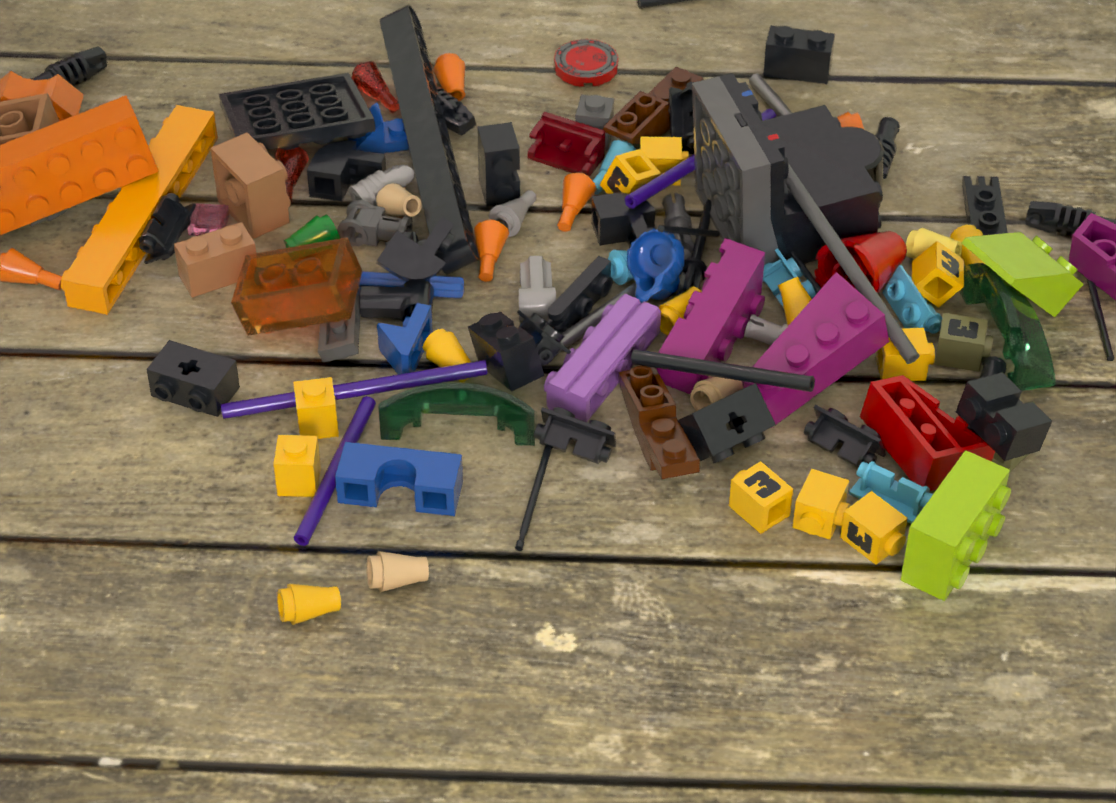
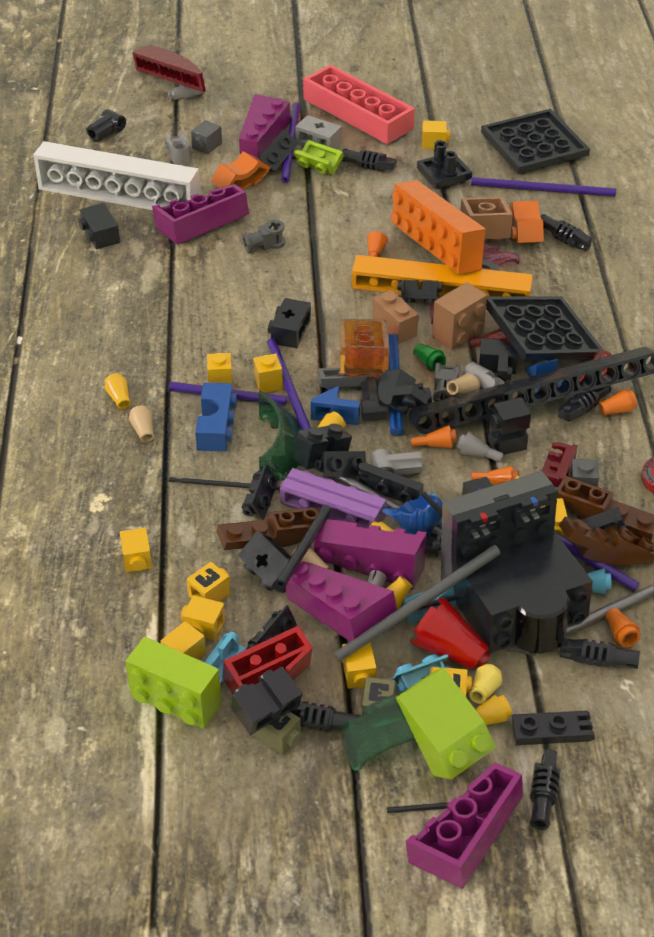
camera: 85 degrees right, 0 degrees up
(684, 578) = (135, 550): none -> yellow brick

